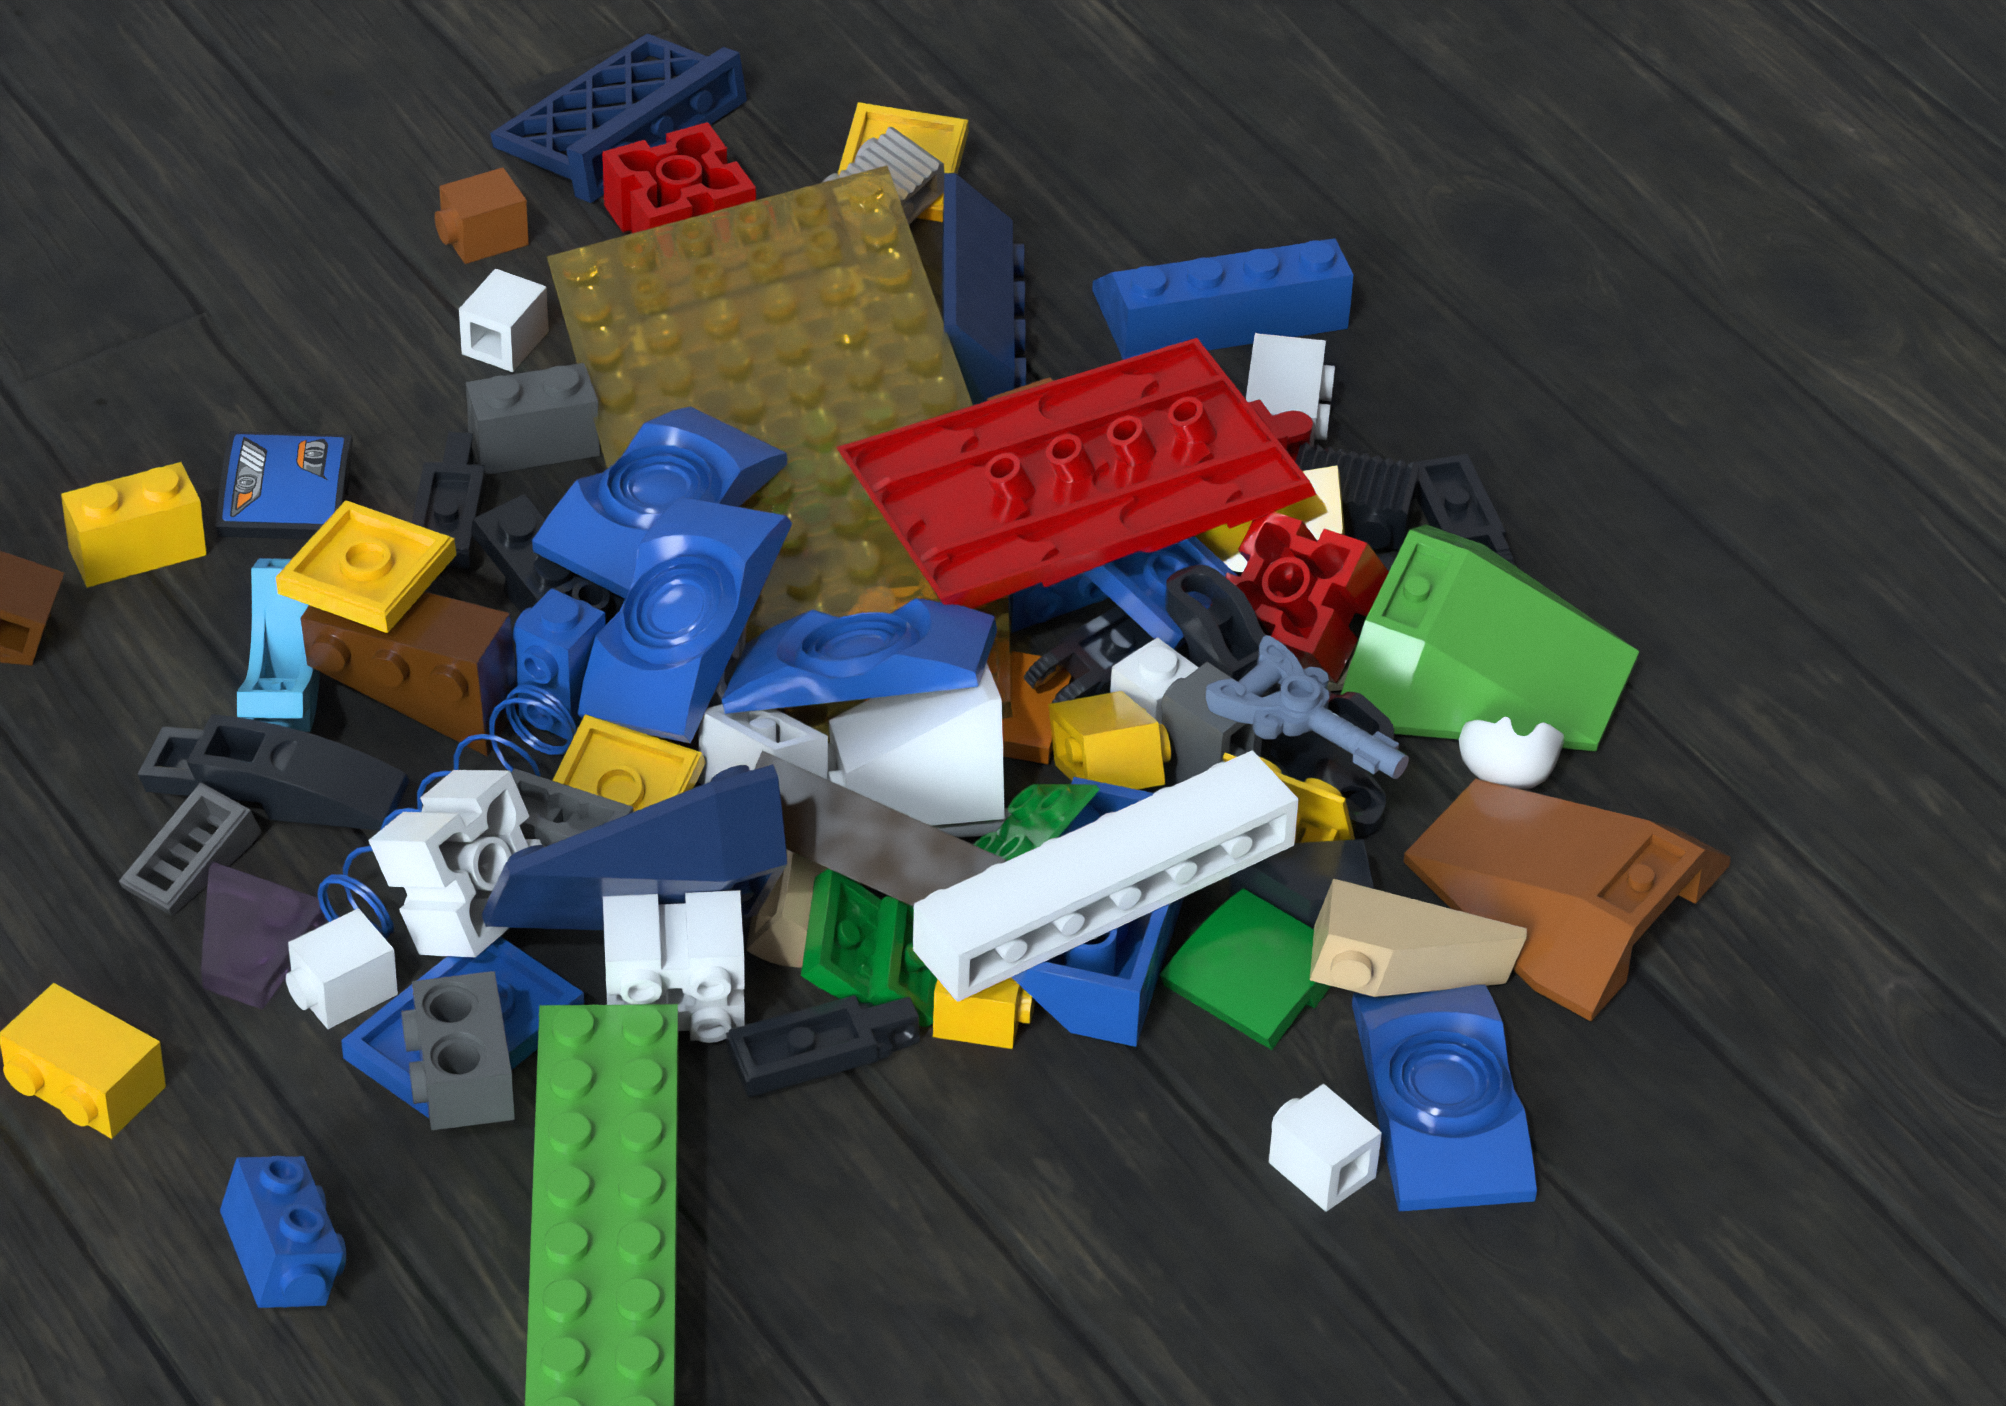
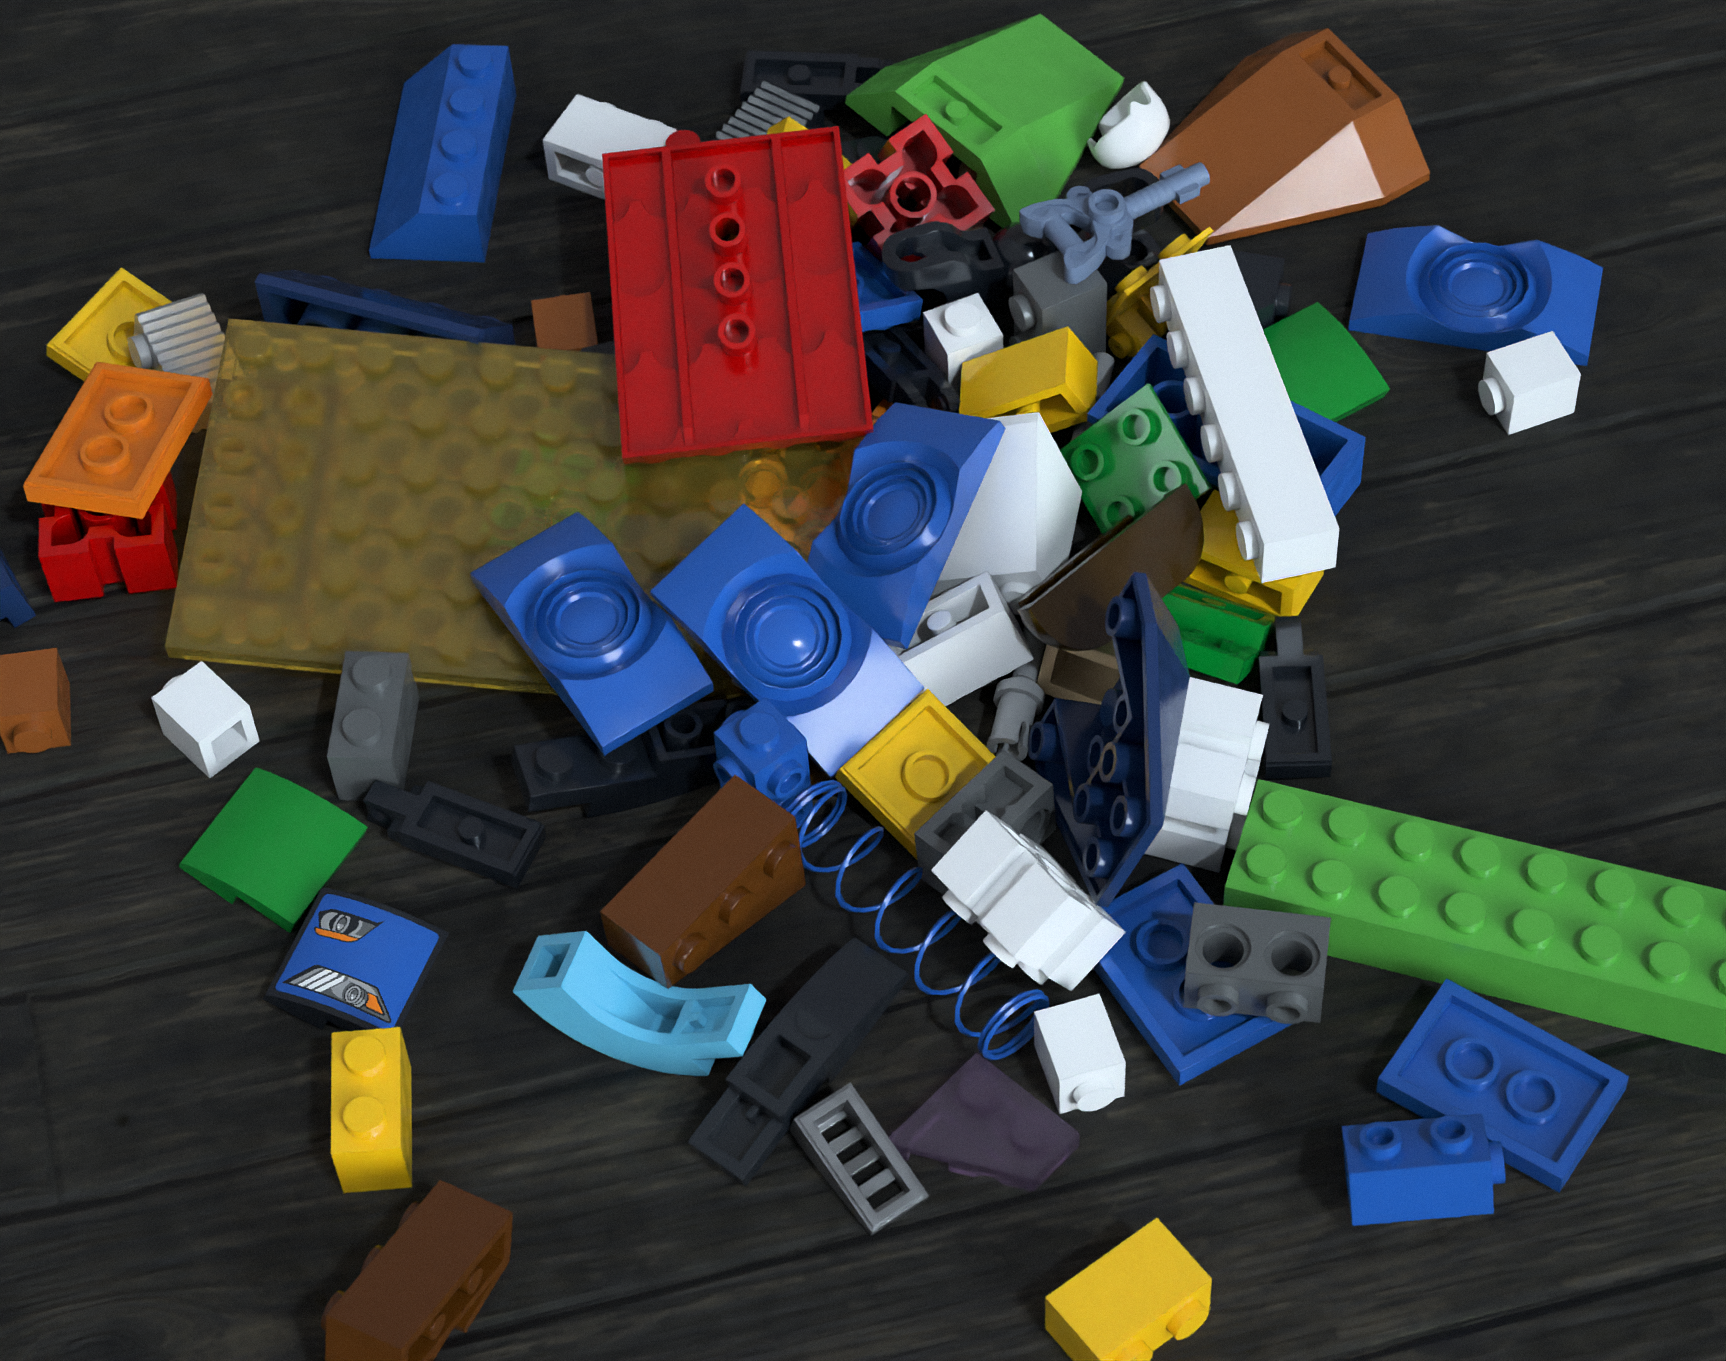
camera: 65 degrees left, 10 degrees up
(366, 566) = (634, 873): yellow plate -> none
(391, 402) = (273, 847): none -> green slope
(413, 1292) = (1529, 1085): none -> blue plate
(740, 153) = (118, 440): none -> orange tile
(1406, 946) = (1337, 267): tan slope -> none

